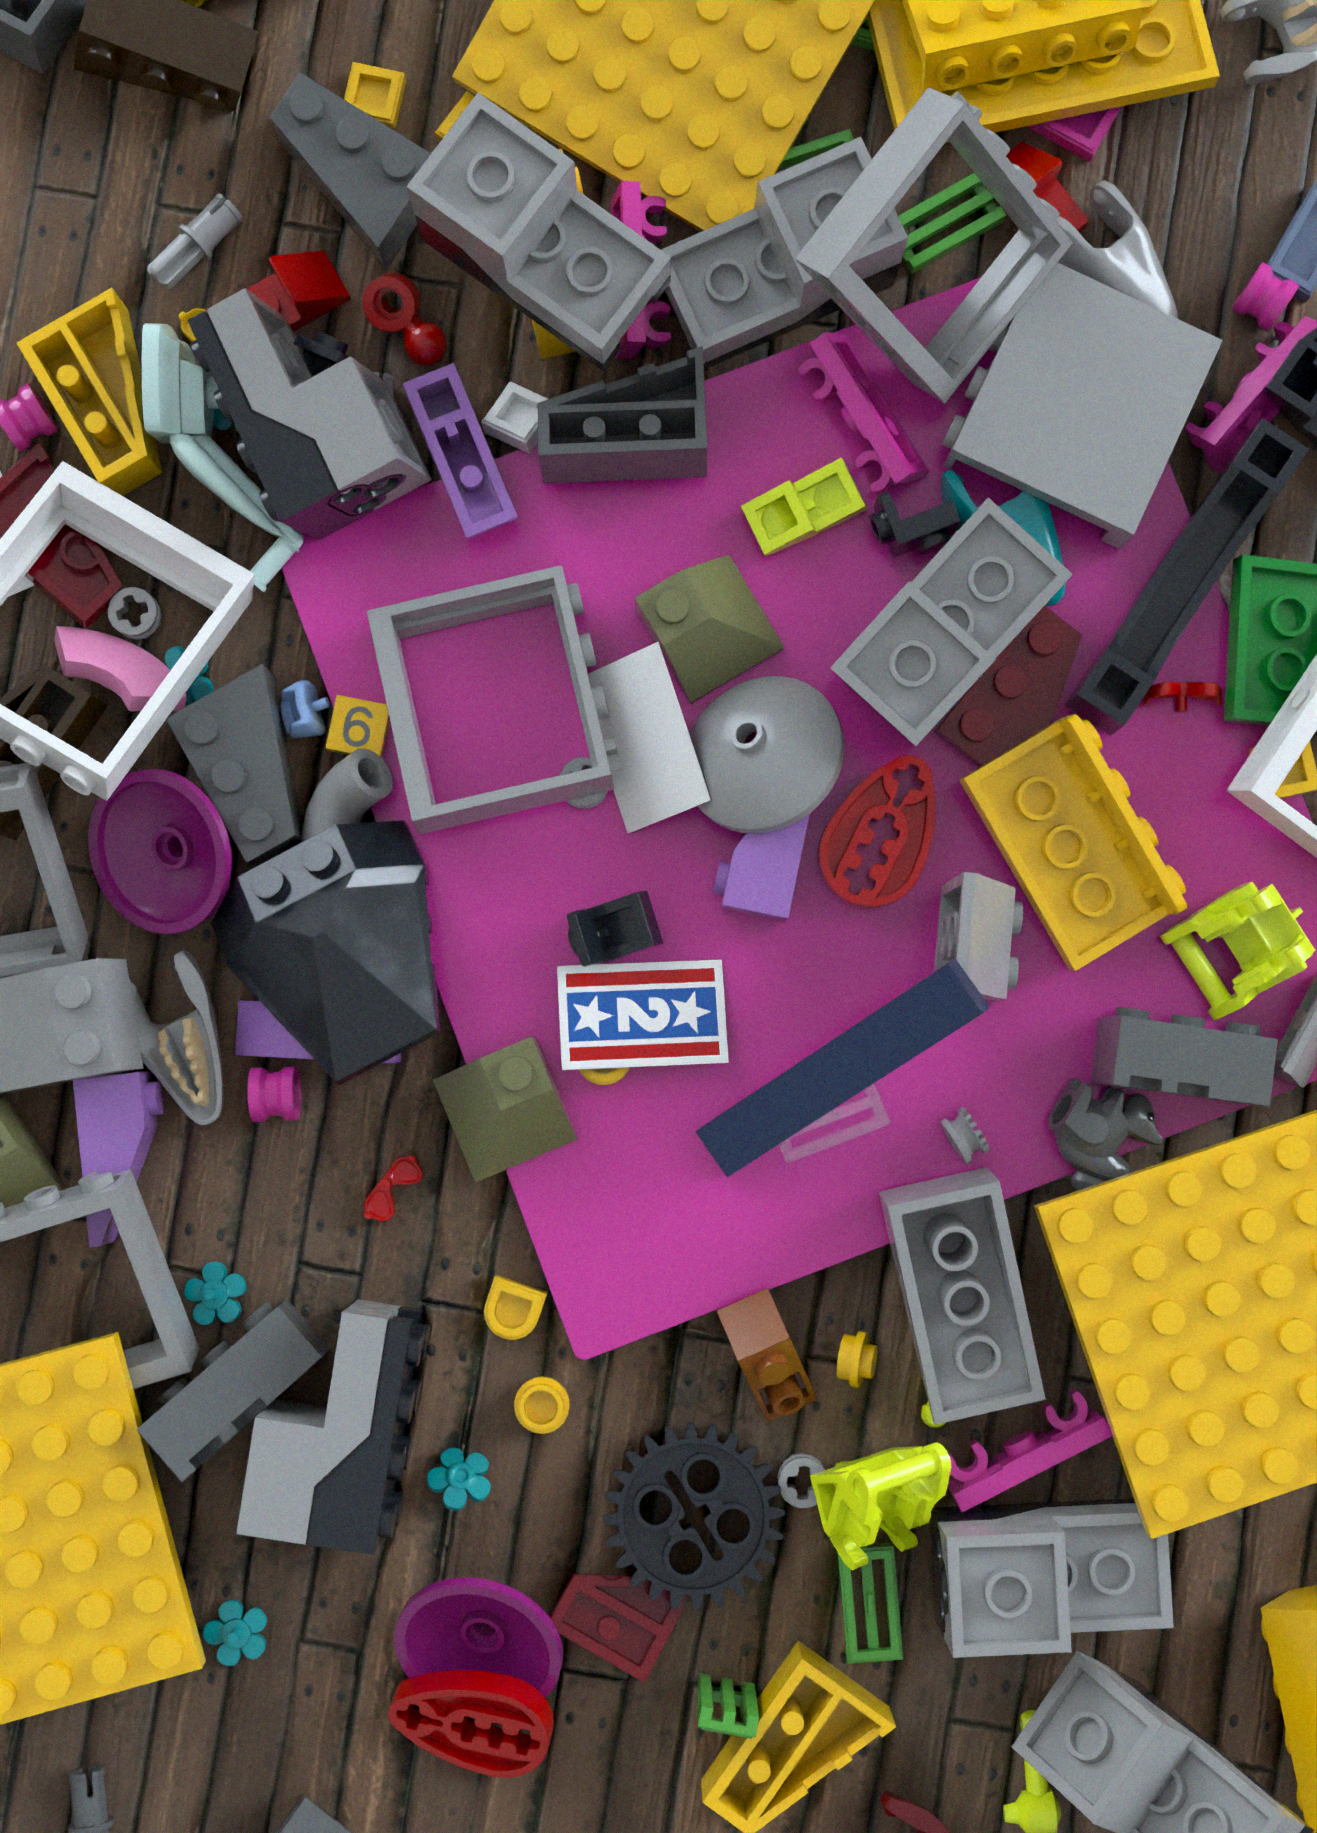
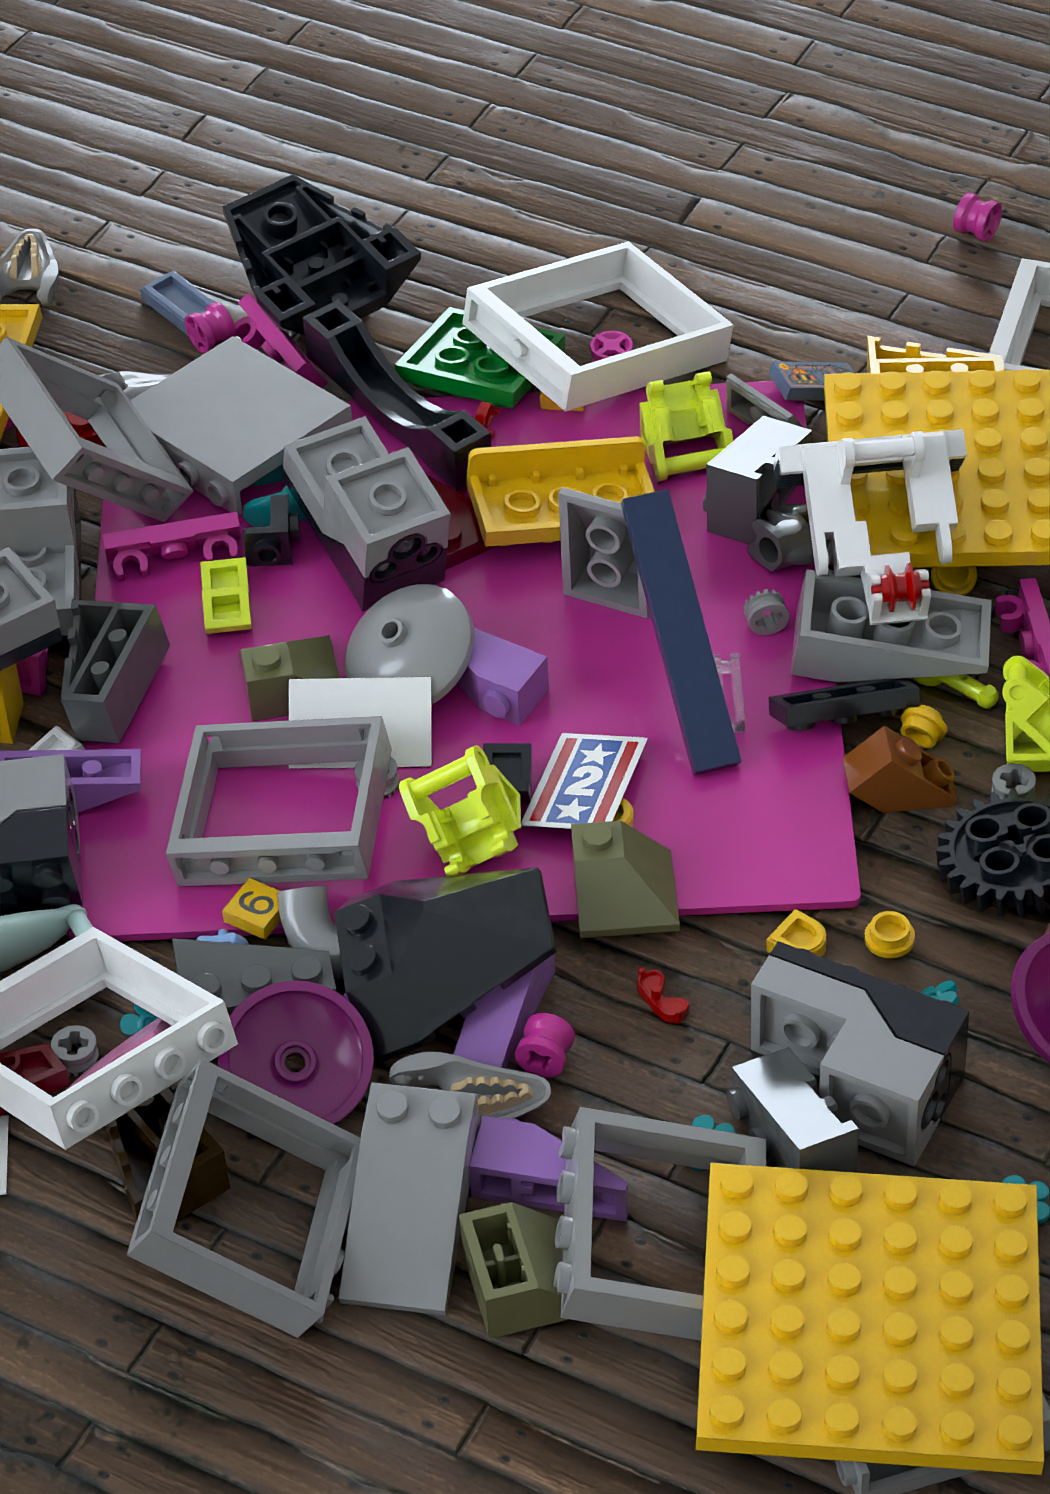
camera: 70 degrees left, 40 degrees down
(516, 914) = (473, 827): none -> neon yellow piece
(845, 1267) = (844, 703): none -> black plate
(903, 857) = (507, 591): red piece -> none
(1137, 1170) = (825, 469): none -> white container

